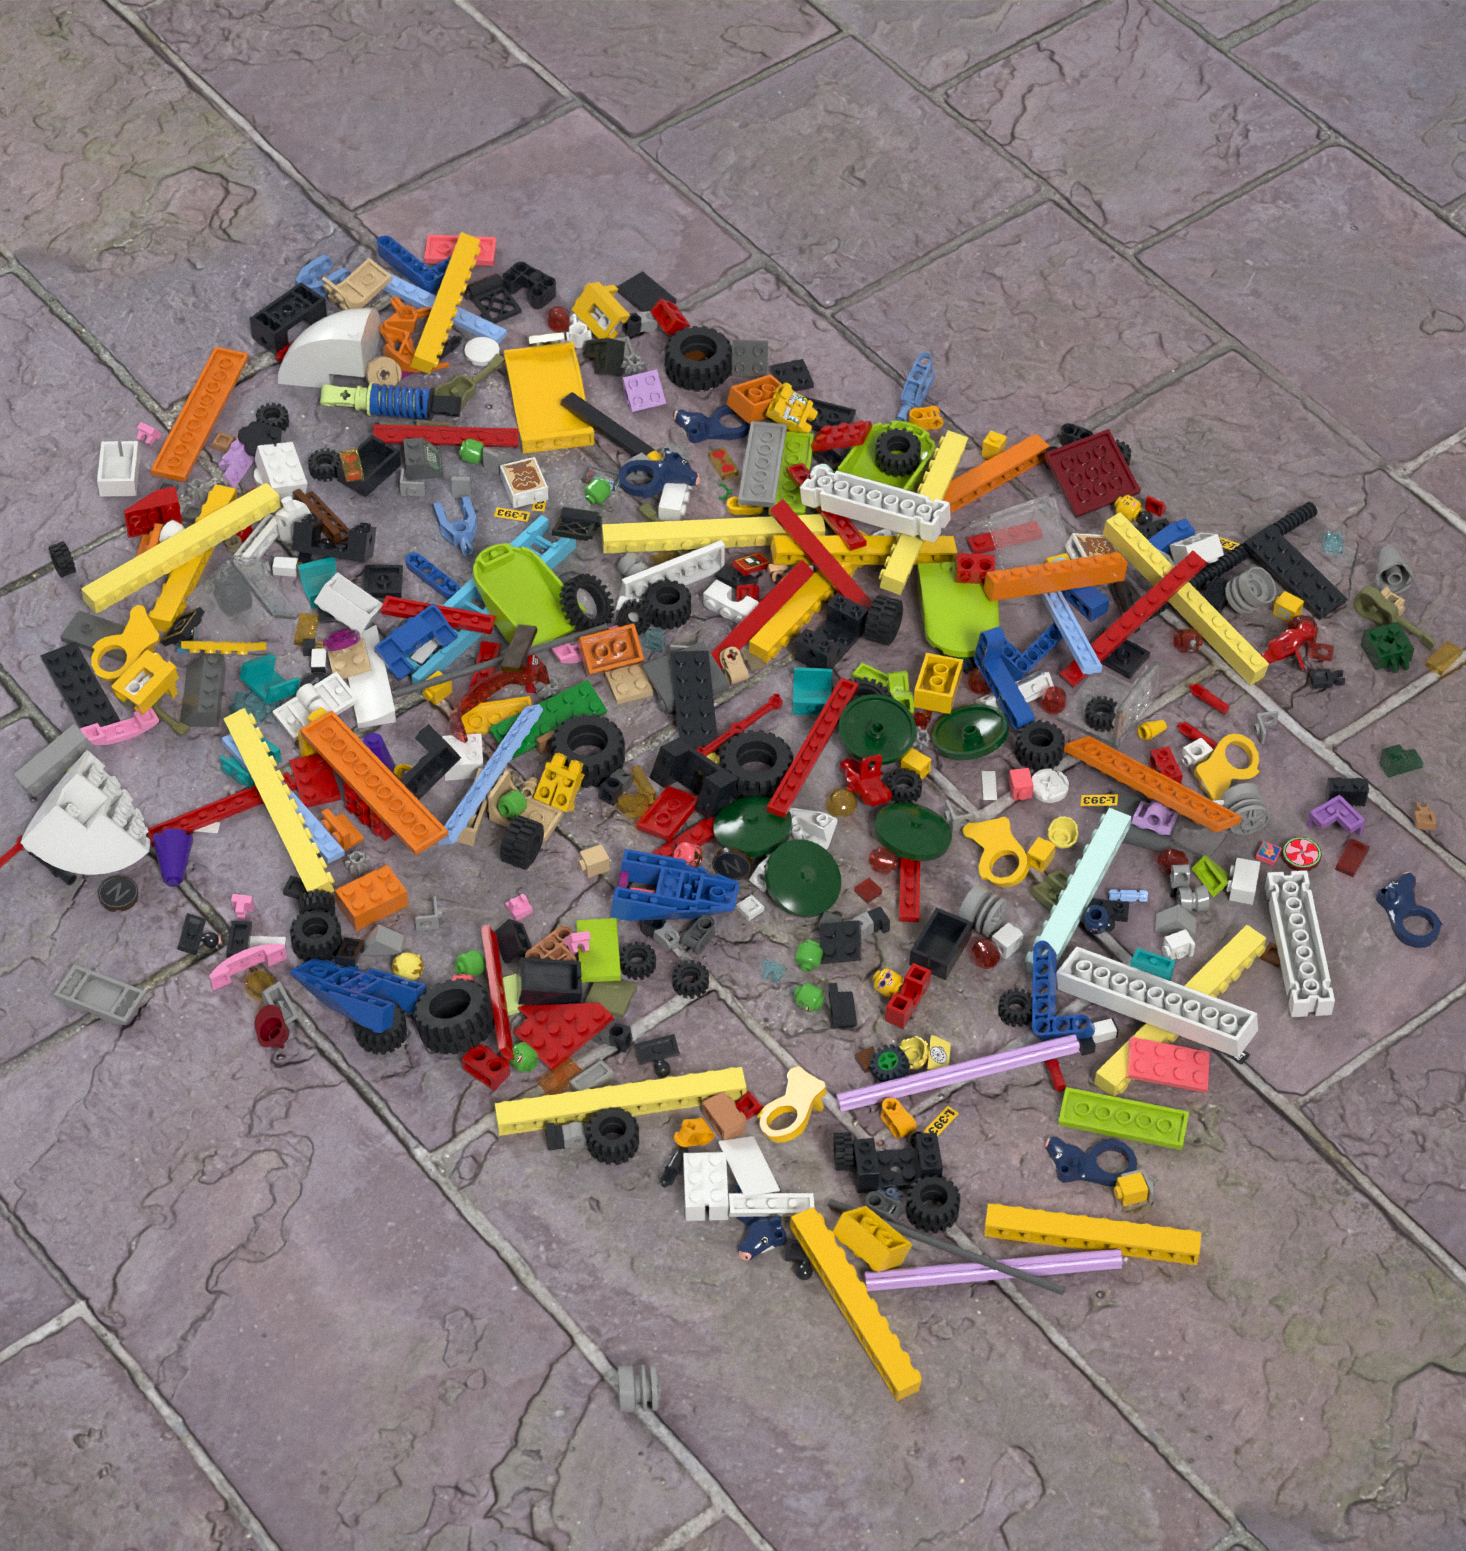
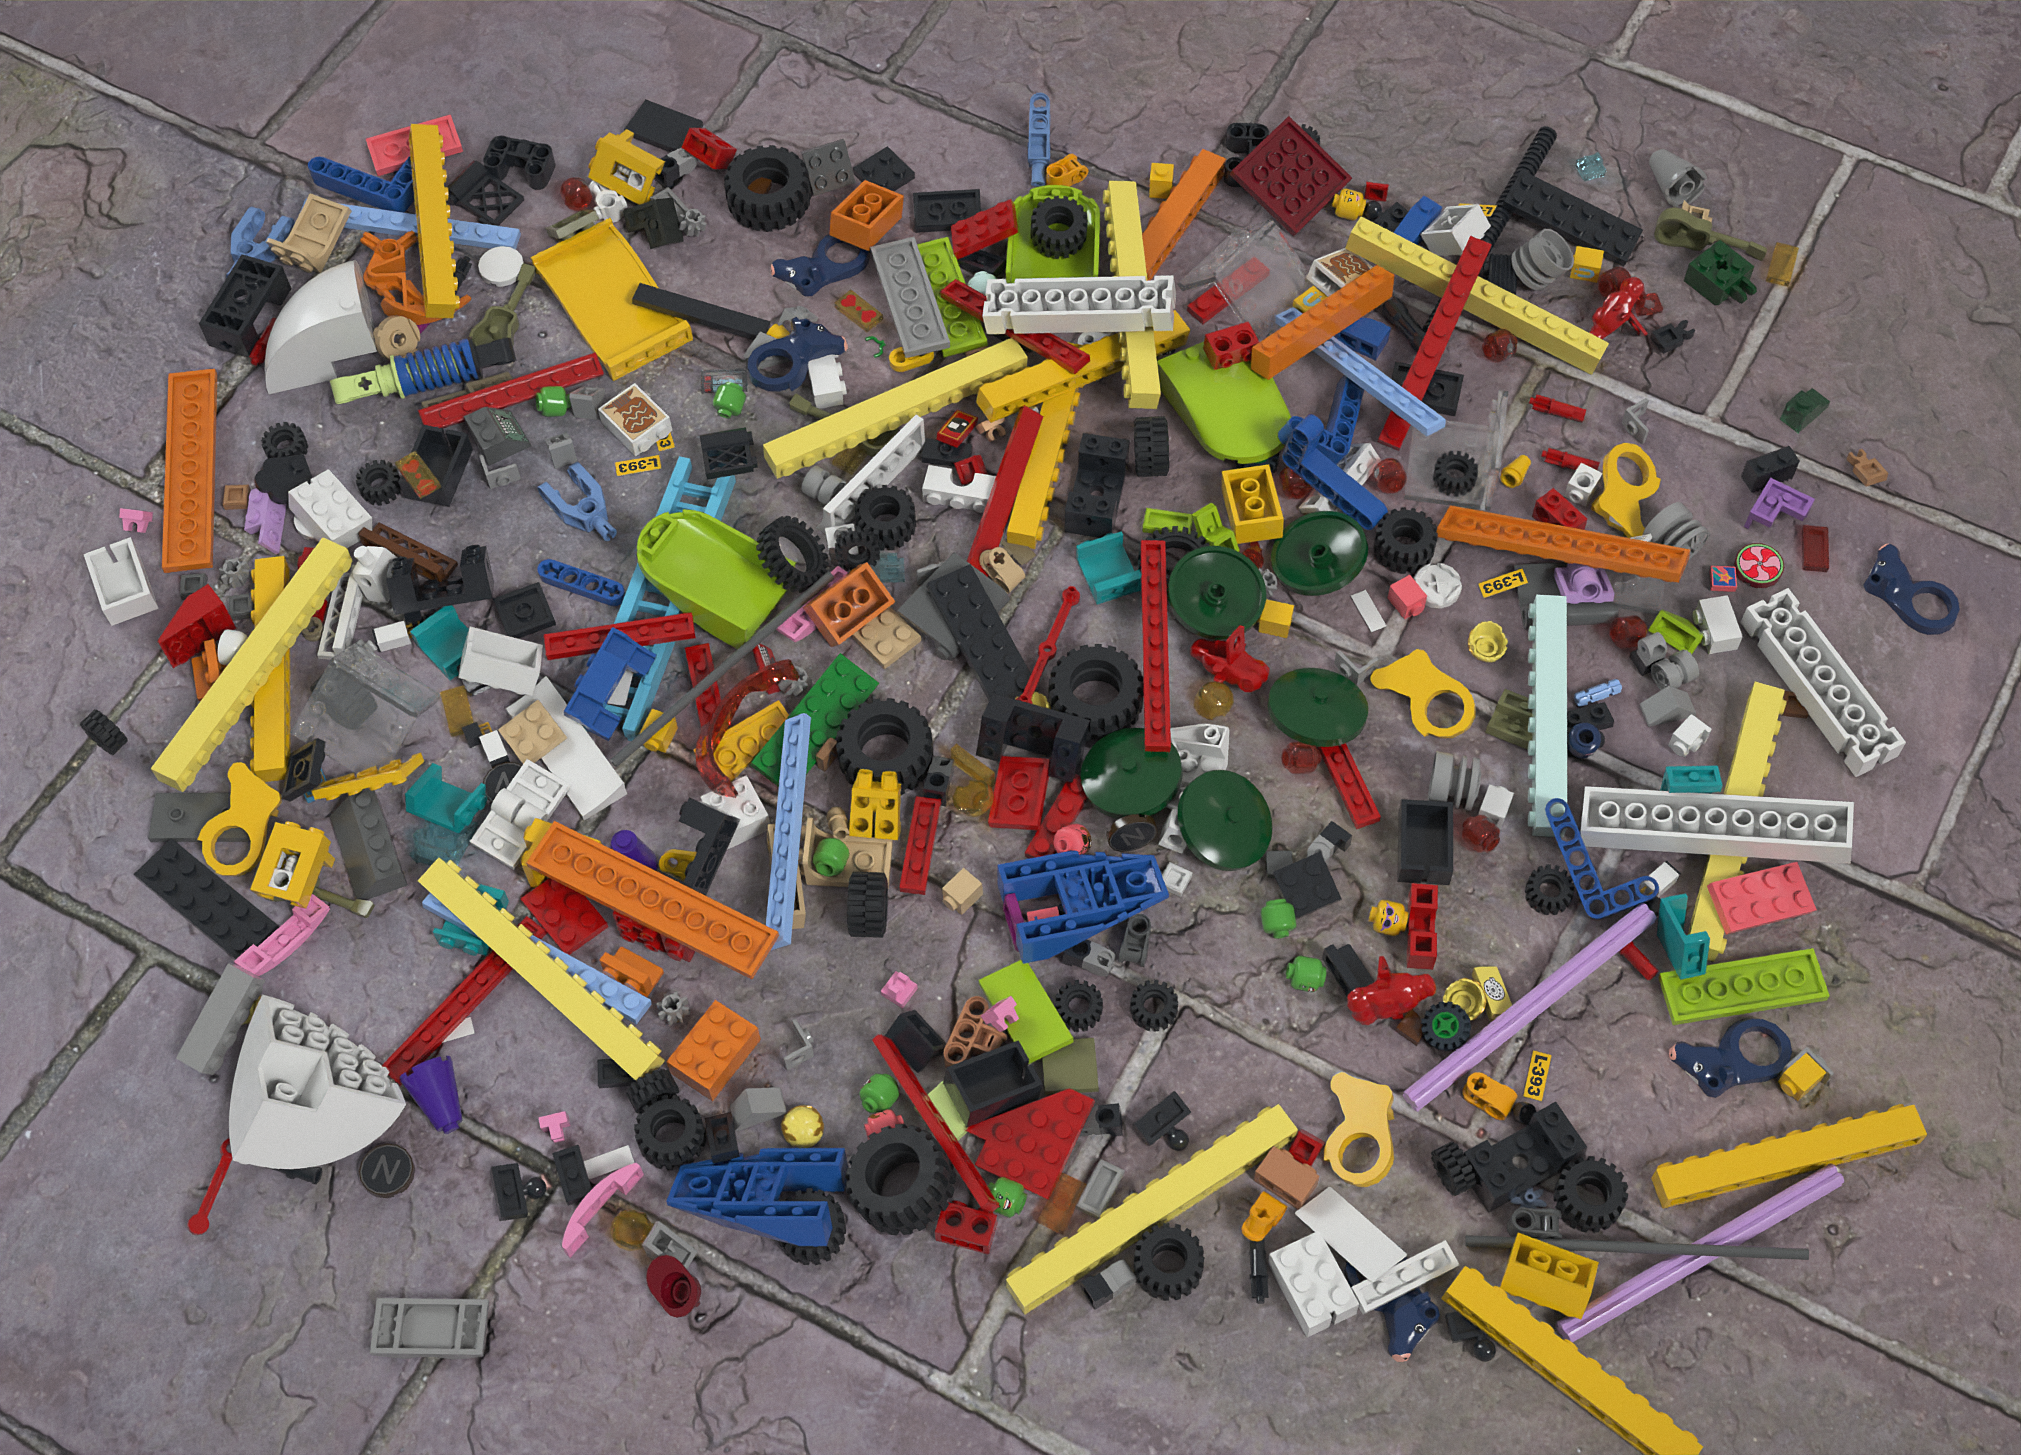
camera: 20 degrees left, 10 degrees up
(341, 640) = (513, 713): magenta tile -> none
(519, 648) = (746, 648): dark brown tile -> none
(581, 822) = (920, 845): none -> red plate
(643, 391) = (722, 252): lavender plate -> none
(770, 967) = (1249, 950): clear light blue tile -> none
(791, 409) = (913, 216): yellow hips -> none
(818, 554) = (1044, 393): red tile -> none
(857, 1028) = (1389, 995): none -> red piece
(868, 890) = (1300, 802): clear red tile -> none
(908, 778) = (1281, 639): black tyre -> none
(1041, 854) = (1477, 678): yellow brick -> none
(1092, 1065) = (1685, 952): none -> teal panel

